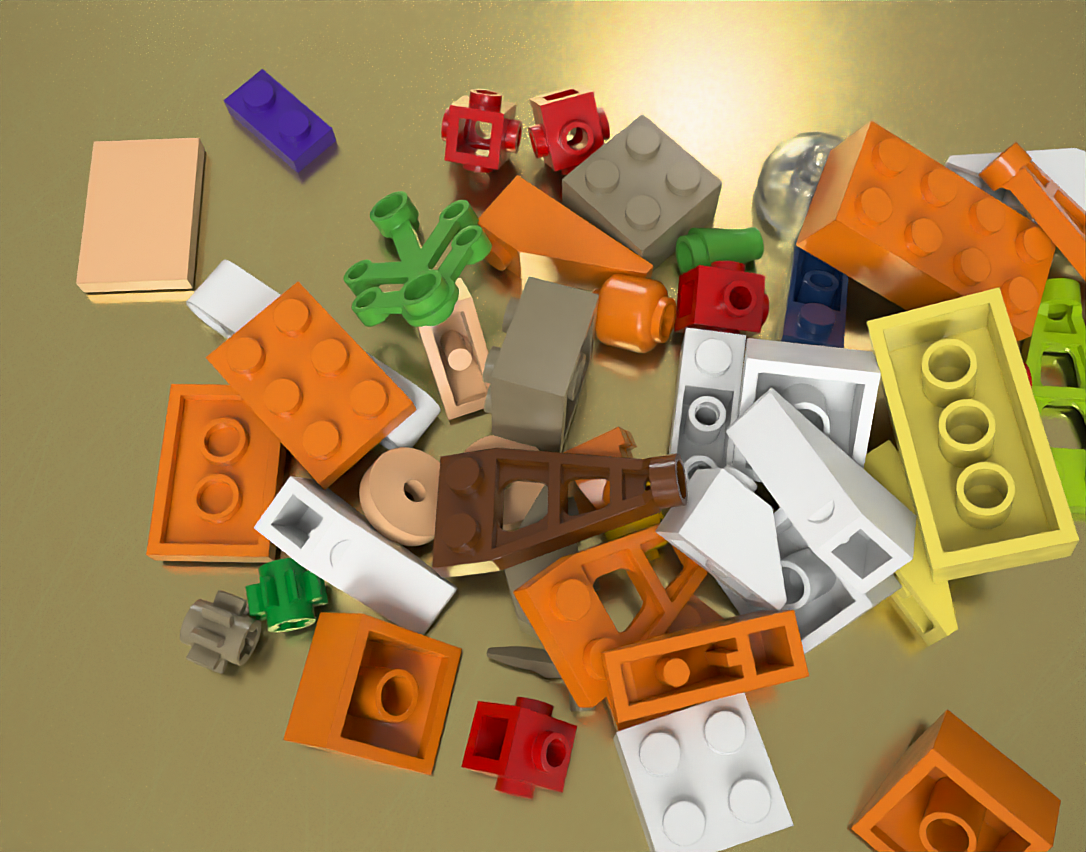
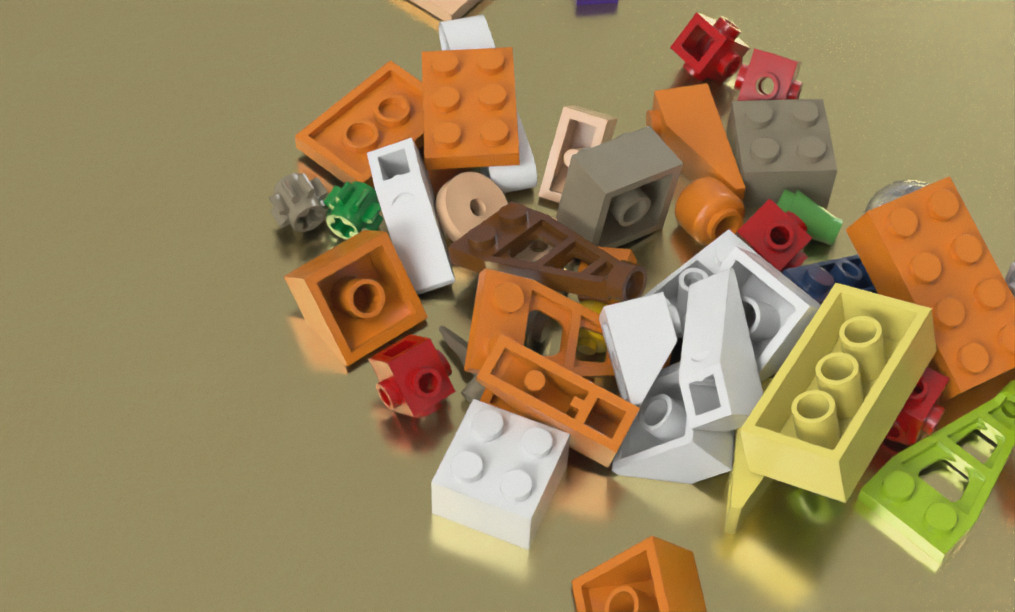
camera: 35 degrees right, 15 degrees down
(427, 293) = (606, 83): bright green plant -> none

